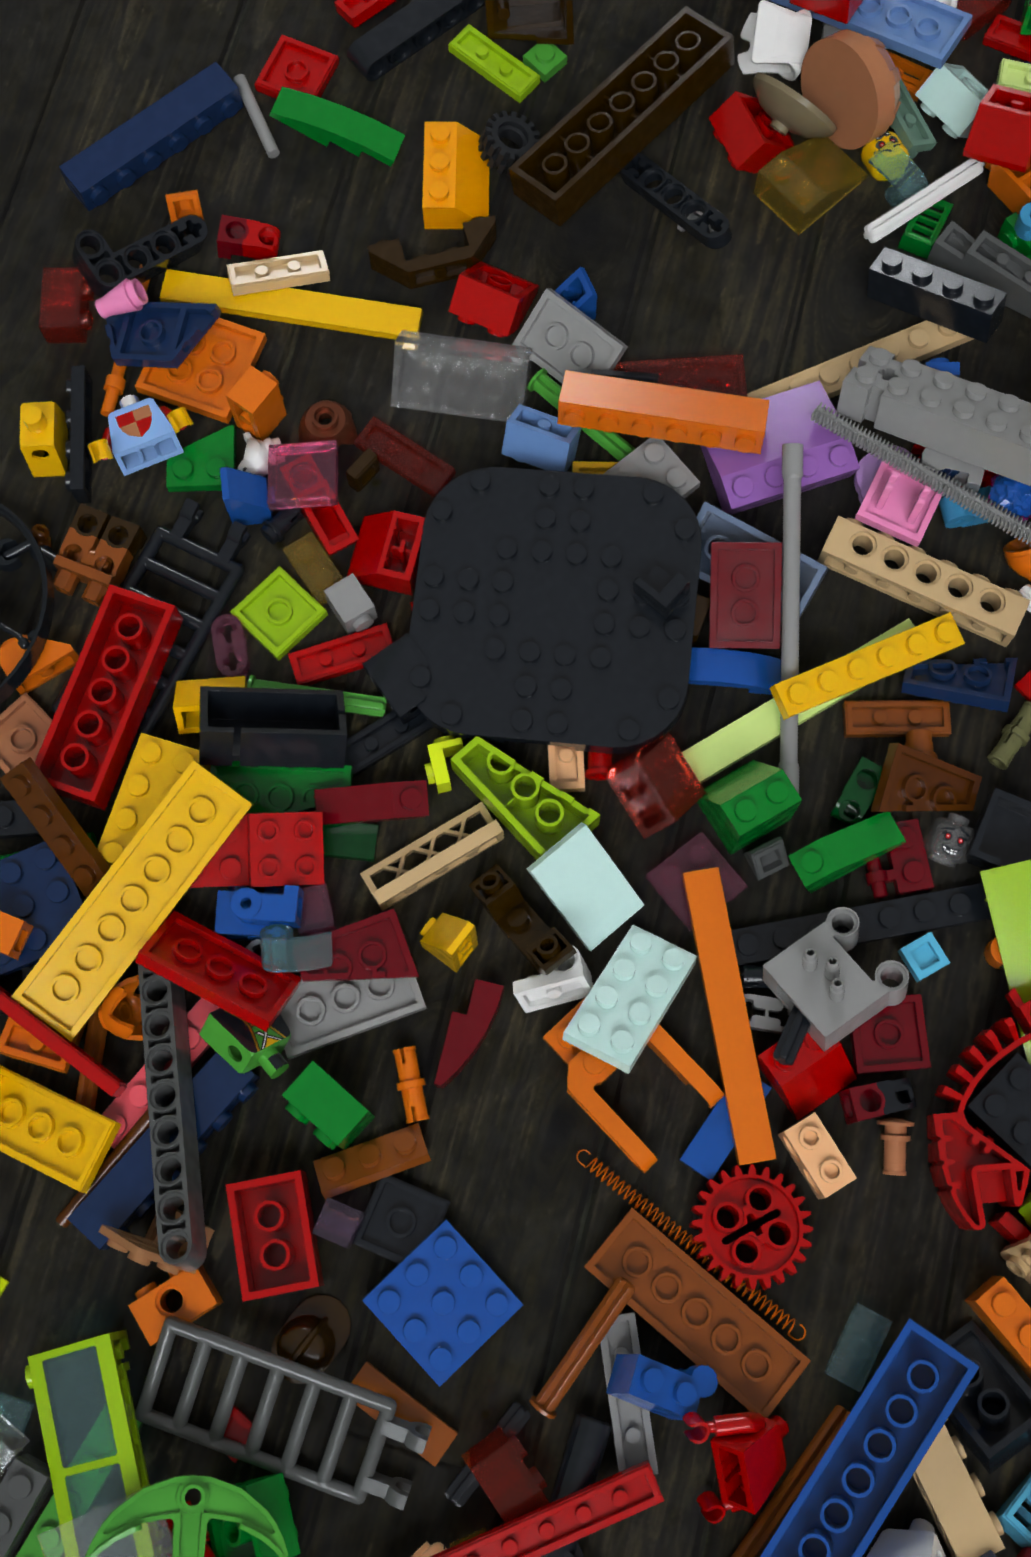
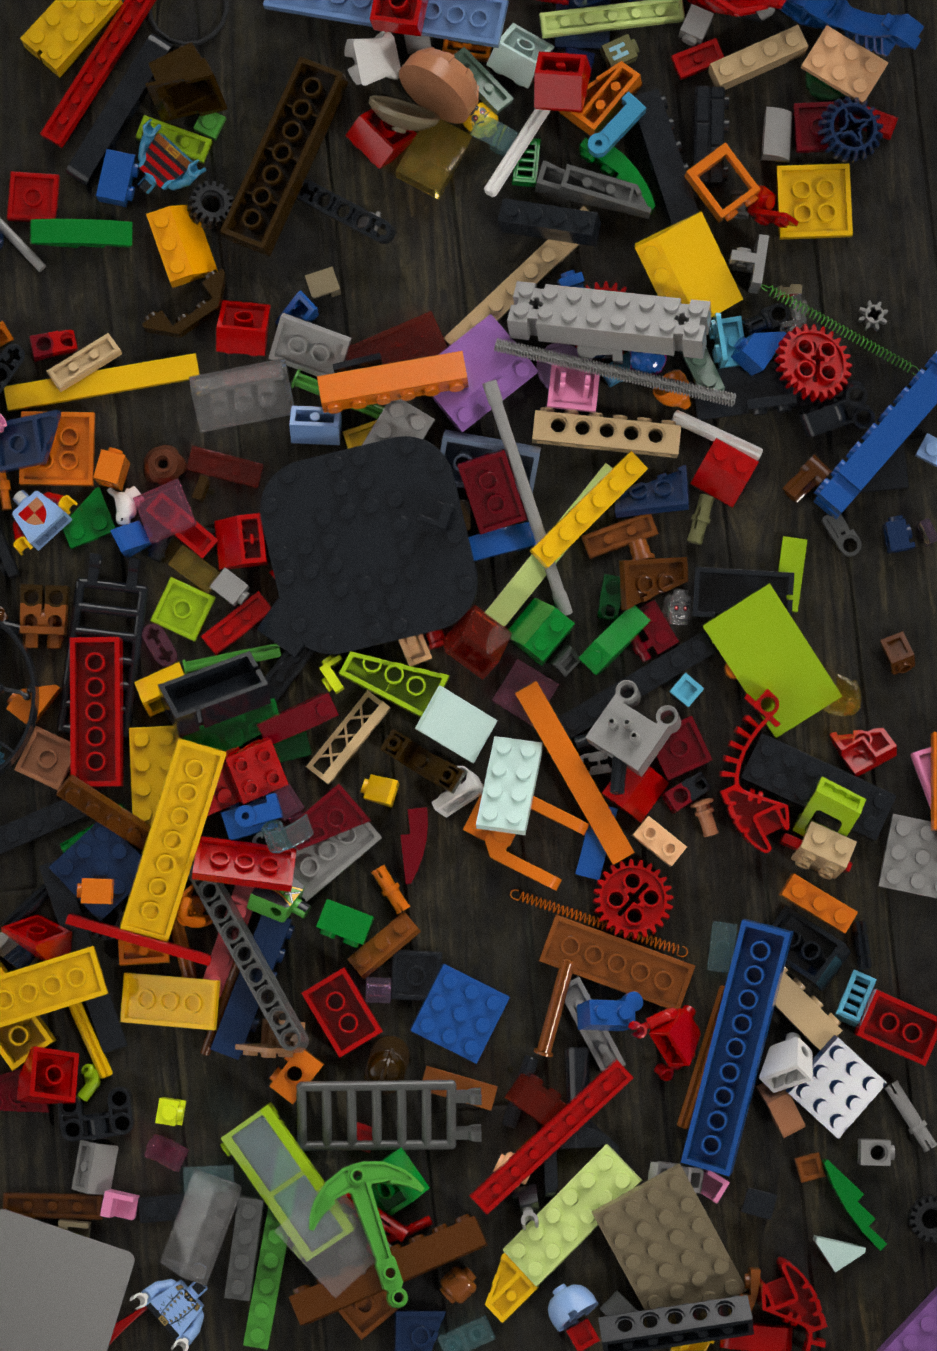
camera: 25 degrees left, 10 degrees up
(406, 79) = (117, 178): none -> blue brick
(470, 74) = (164, 162): none -> torso
(616, 274) = (323, 283): none -> dark tan panel

